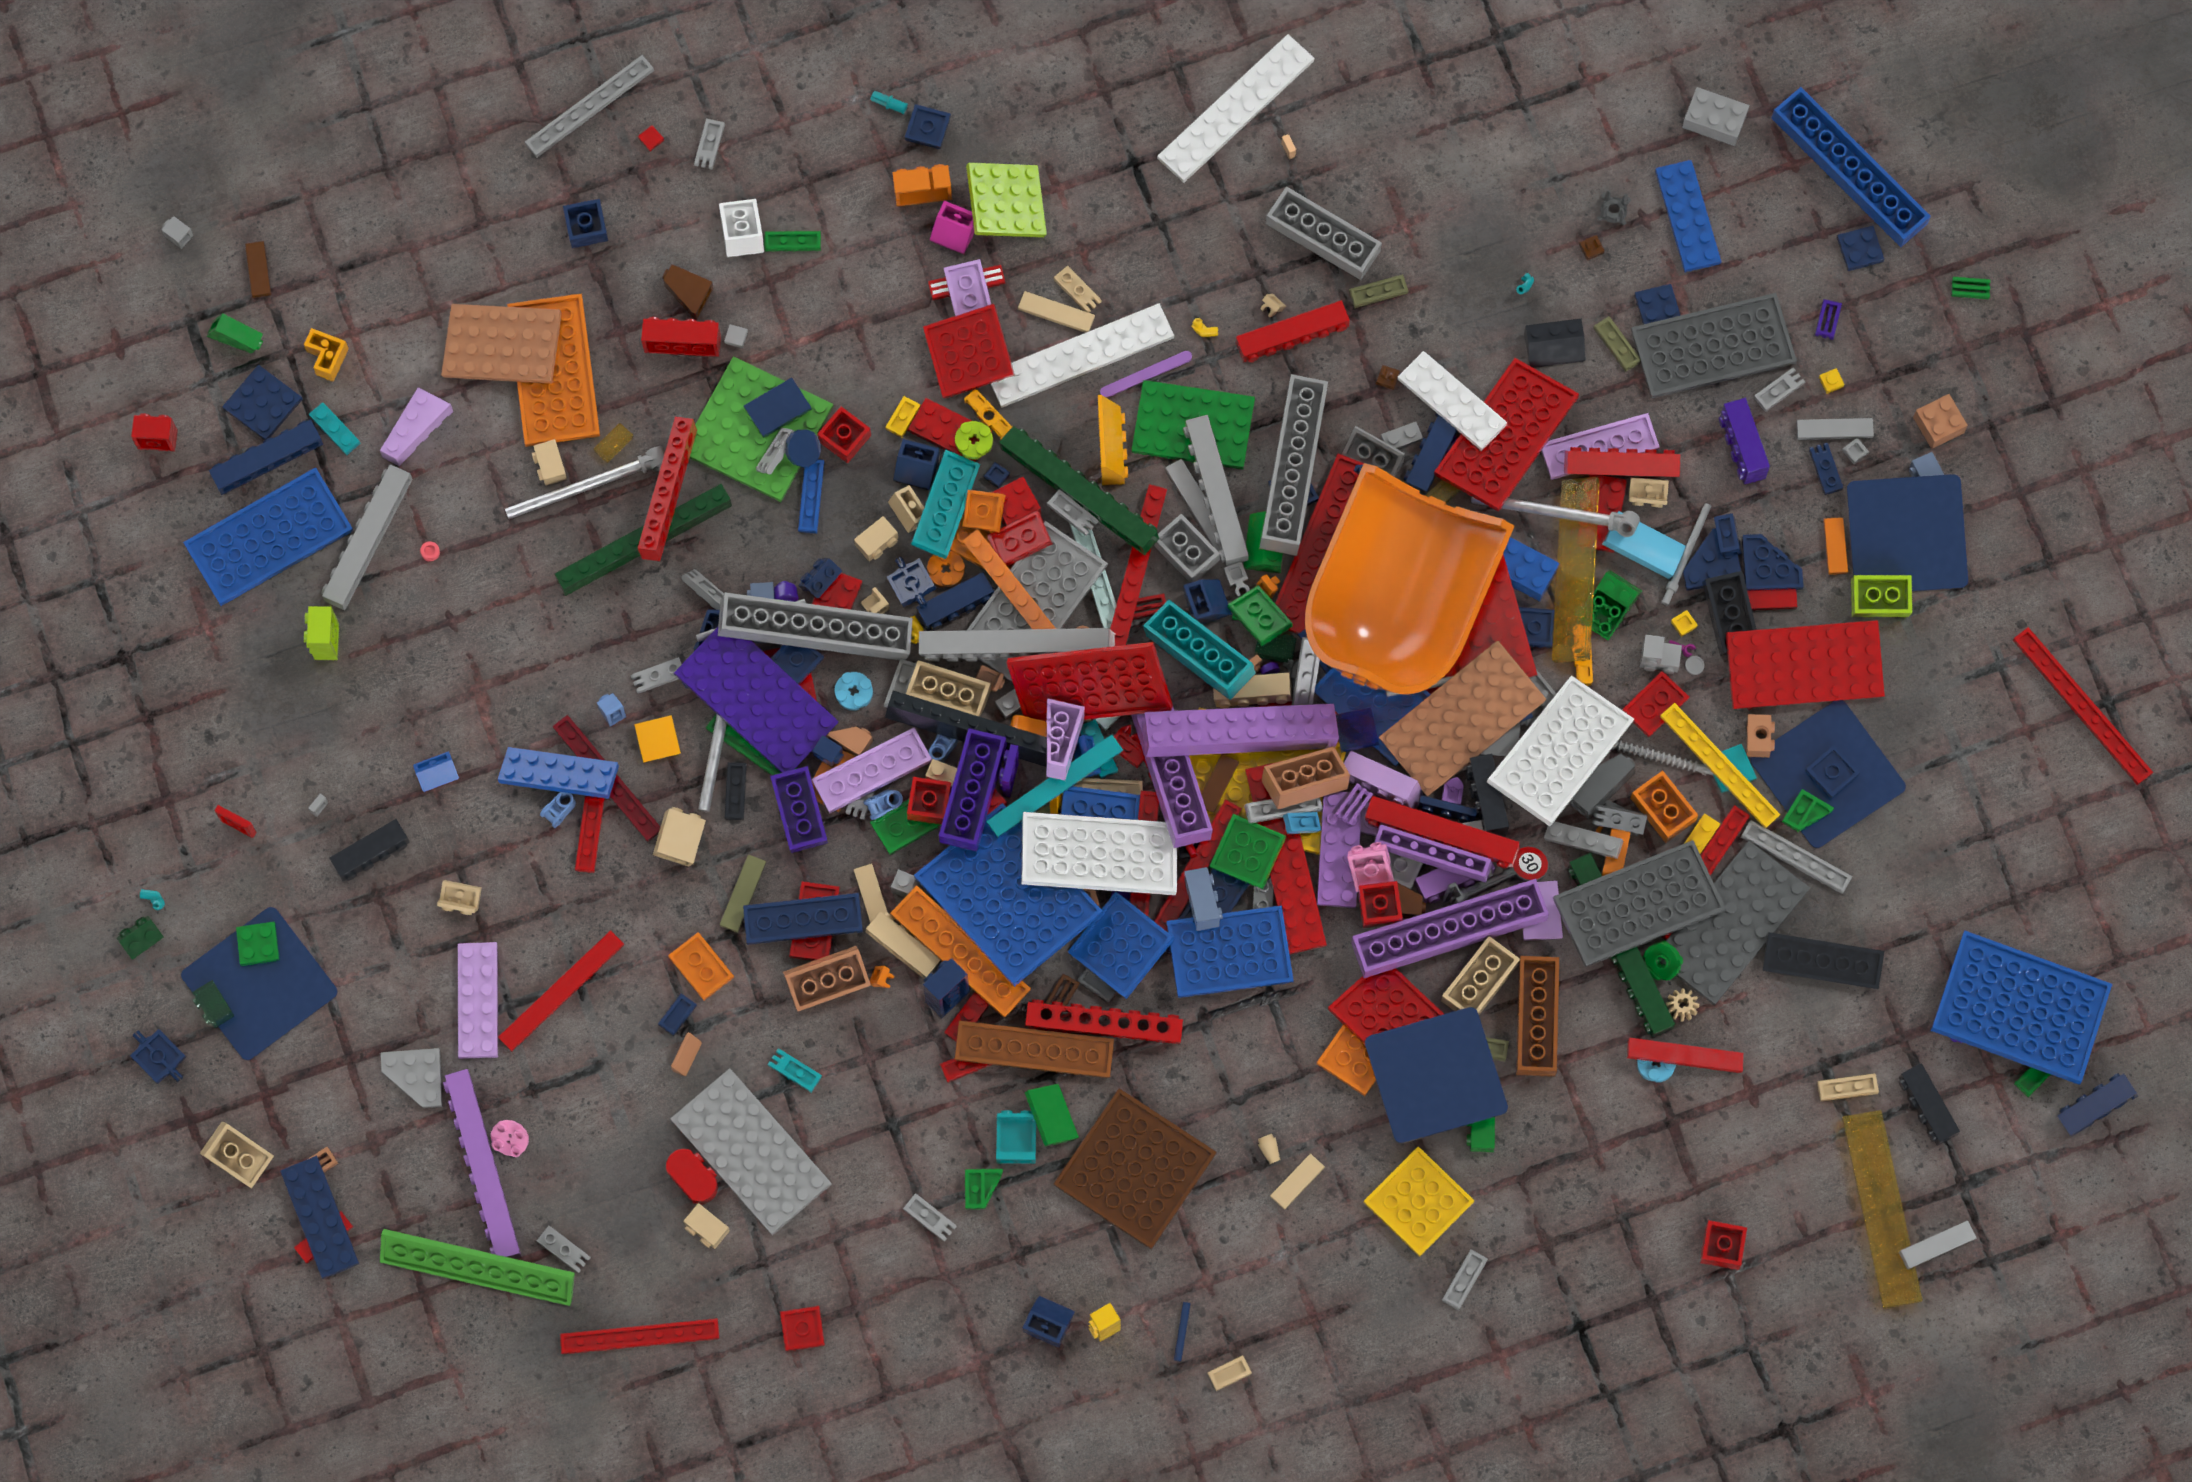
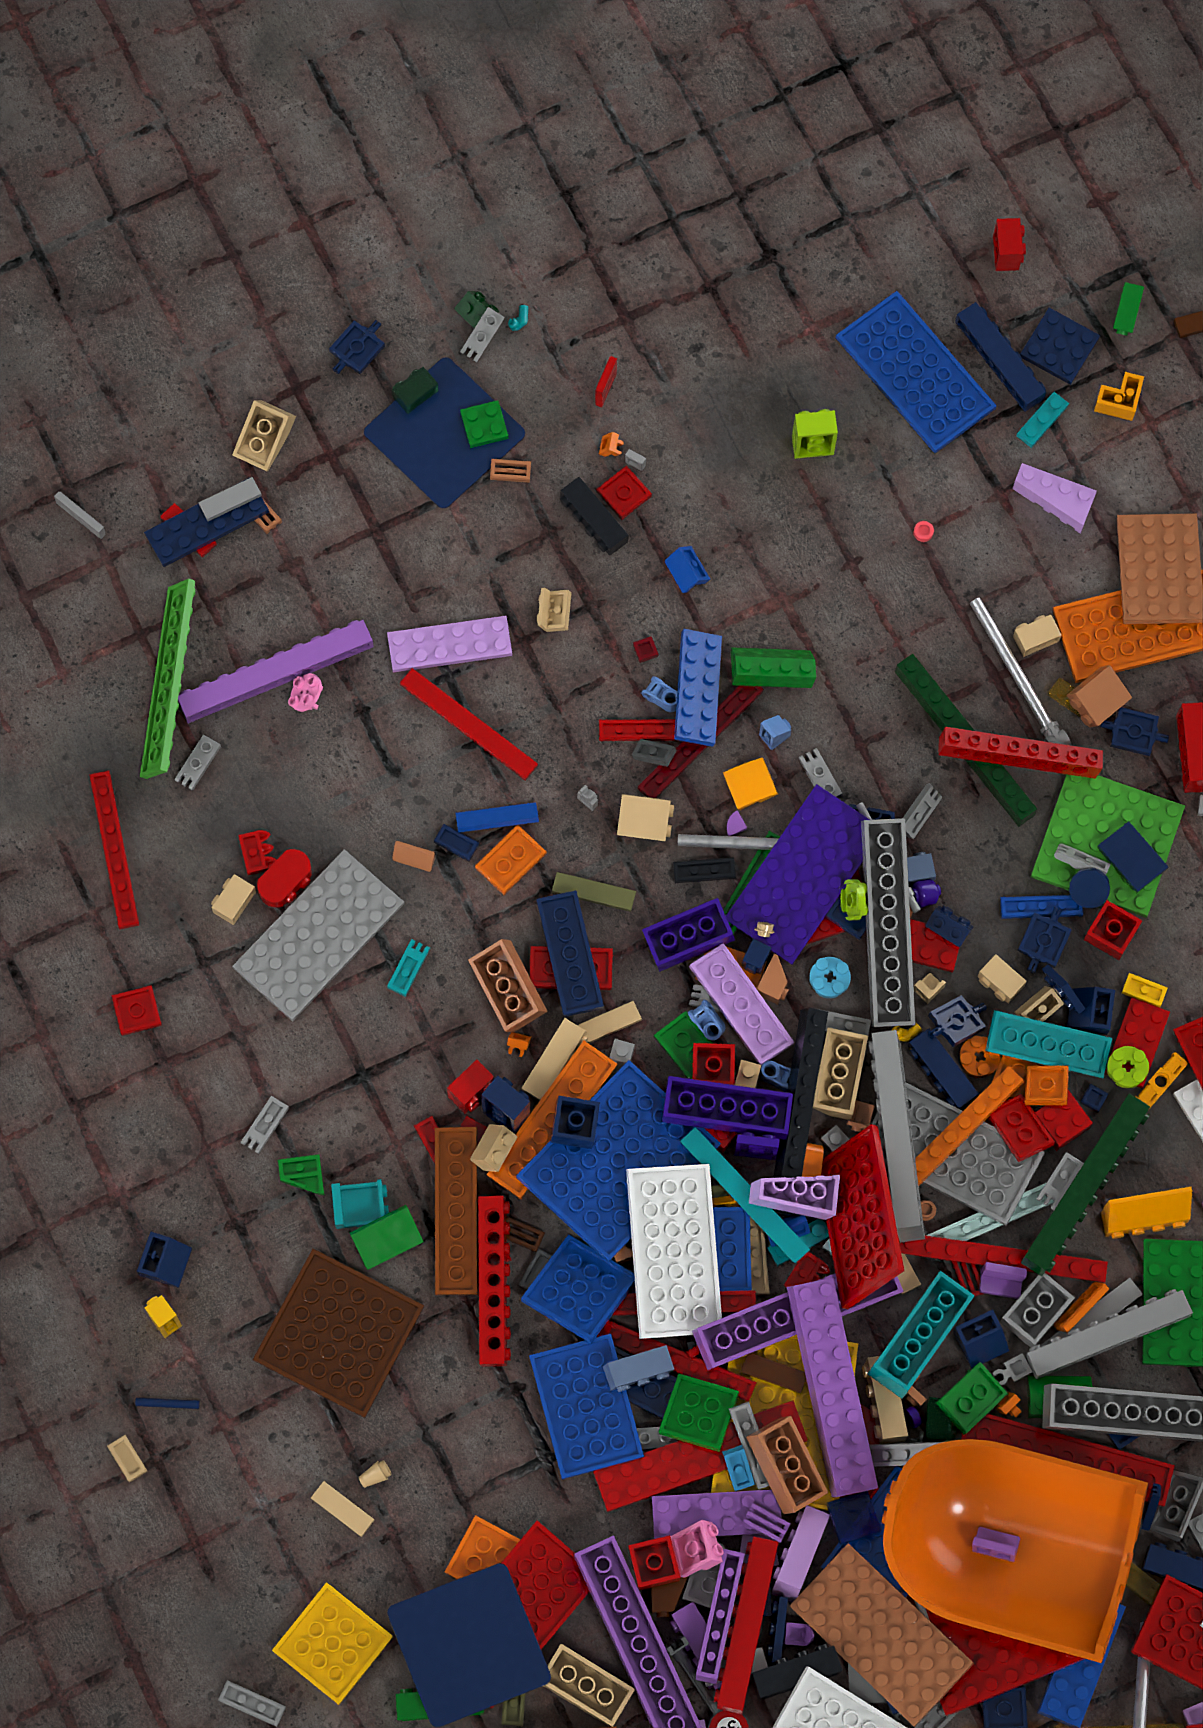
camera: 80 degrees right, 0 degrees up
(165, 933) = (483, 333): none -> light grey hinge
(293, 1339) = (80, 515): none -> light grey tile
(298, 827) = (609, 444): none -> orange tile
(302, 1189) = (230, 499): none -> light grey tile
(306, 940) = (516, 478): none -> nougat tile
(348, 821) = (624, 492): none -> red tile
(367, 537) = (928, 466): light grey brick -> none
(416, 1074) = (365, 595): light grey plate -> none
(511, 818) = (645, 649): none -> dark red plate
(547, 702) = (773, 667): none -> green slope
(616, 821) = (654, 752): none -> dark grey plate
(619, 414) = (1099, 696): none -> nougat brick
(651, 887) = (587, 797): none -> light grey plate
(655, 390) = (1134, 731): none -> dark blue plate
(658, 973) = (497, 817): none -> blue tile
(662, 1202) = (255, 851): none -> red plate
(695, 757) = (735, 824): none -> medium lavender tile
(784, 647) = (854, 899): none -> lime plate
(804, 739) = (764, 929): none -> tan plate
(844, 496) = (1044, 940): none -> dark blue plate
(896, 483) = (1062, 989): none -> dark blue plate
(919, 1021) = (468, 1087): none -> red brick
(971, 924) = (575, 1122): none -> dark blue brick
(981, 1006) = (493, 1148): none -> tan brick
(1155, 577) = (1001, 1280): none -> medium lavender panel
(1183, 506) = (1081, 1307): none -> orange tile
(1394, 609) = (996, 1544): none -> medium lavender panel

